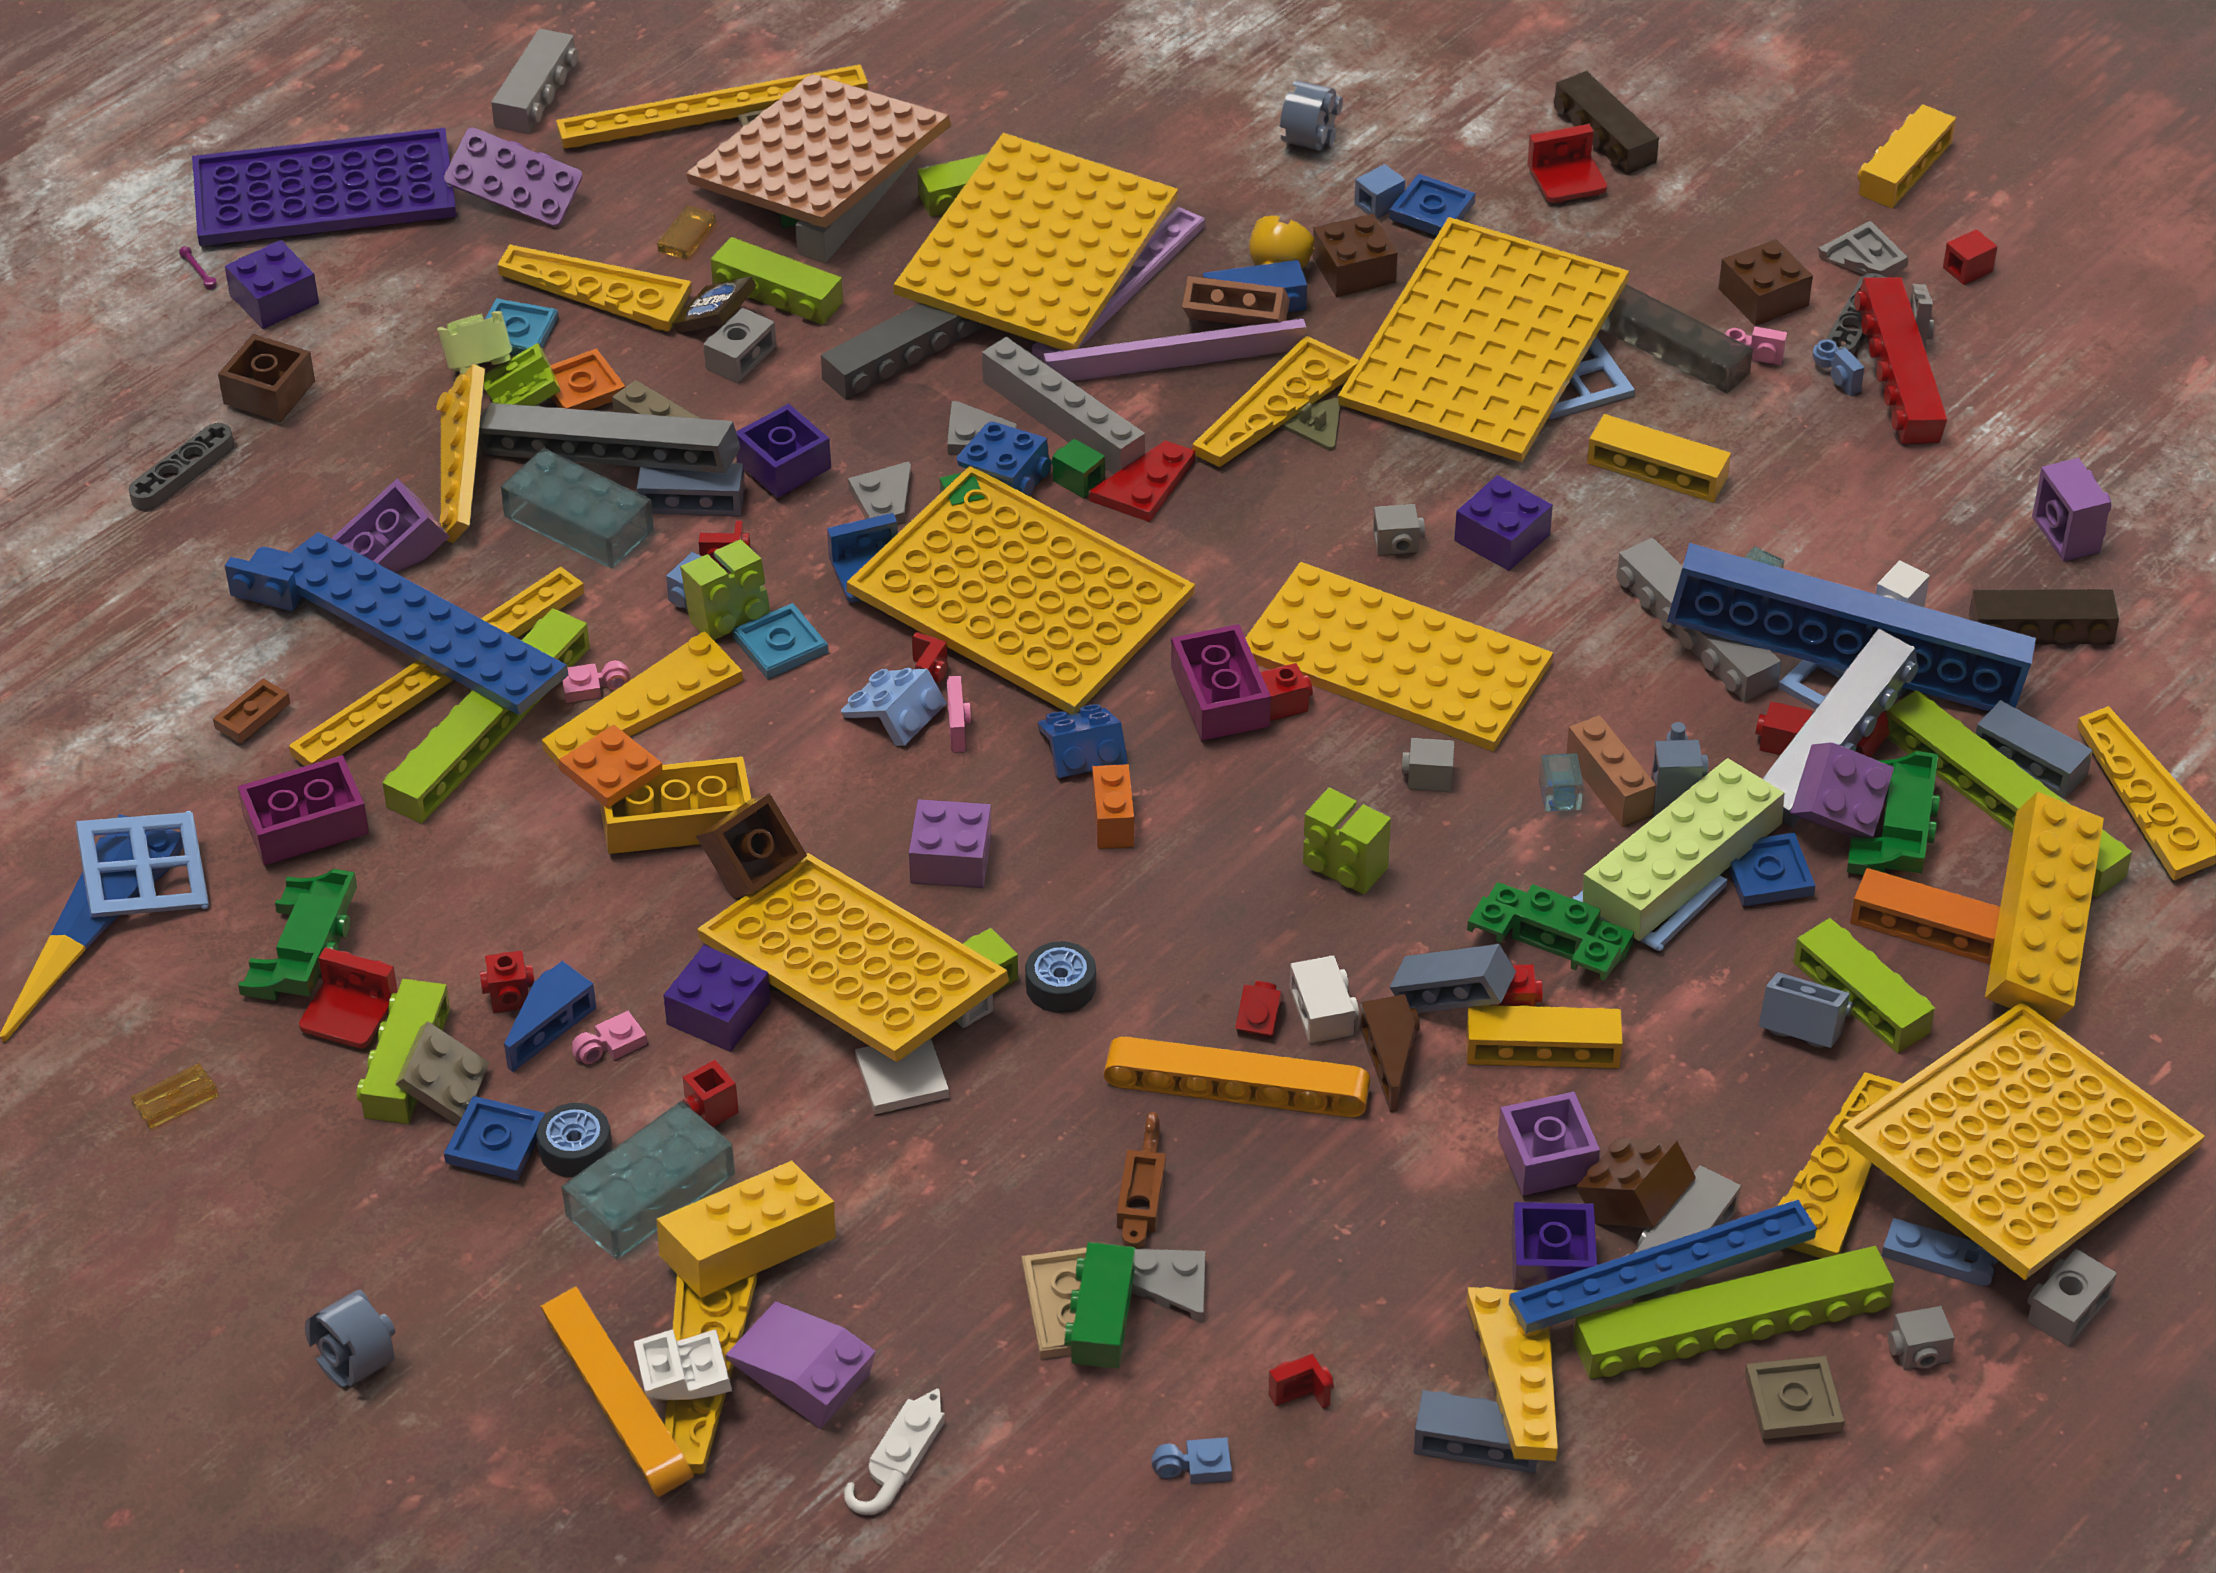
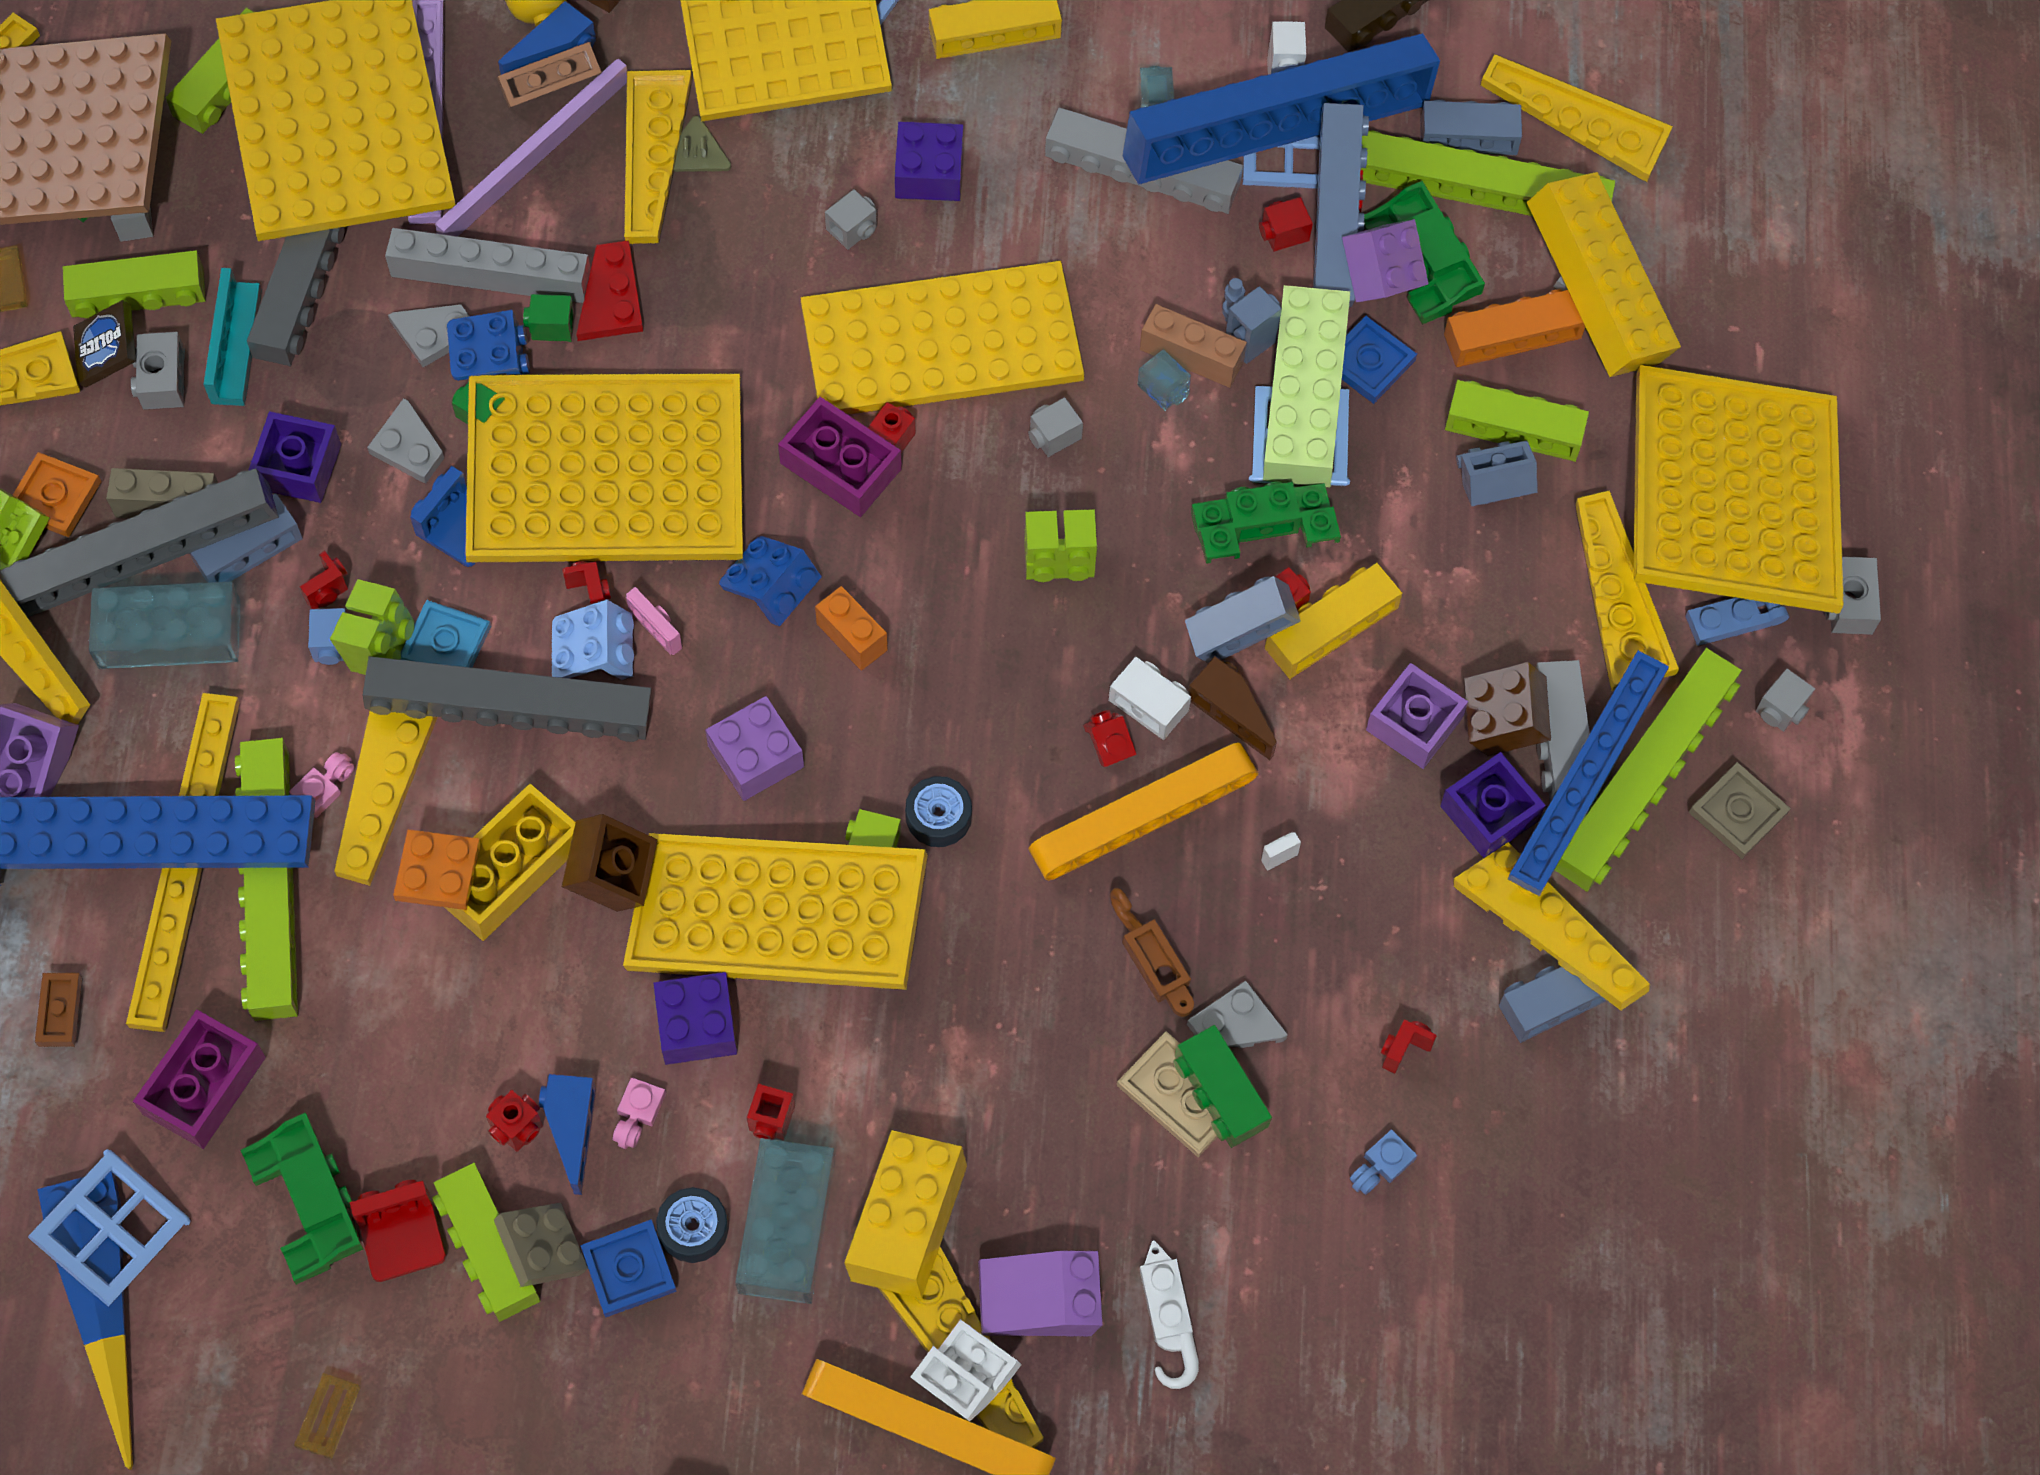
camera: 40 degrees left, 20 degrees up
(786, 696) = (506, 699): none -> dark grey brick
(801, 372) = (228, 352): none -> teal fence
(902, 1083) = (895, 1005): white tile -> none
(1329, 1174) = (1280, 850): none -> white tile

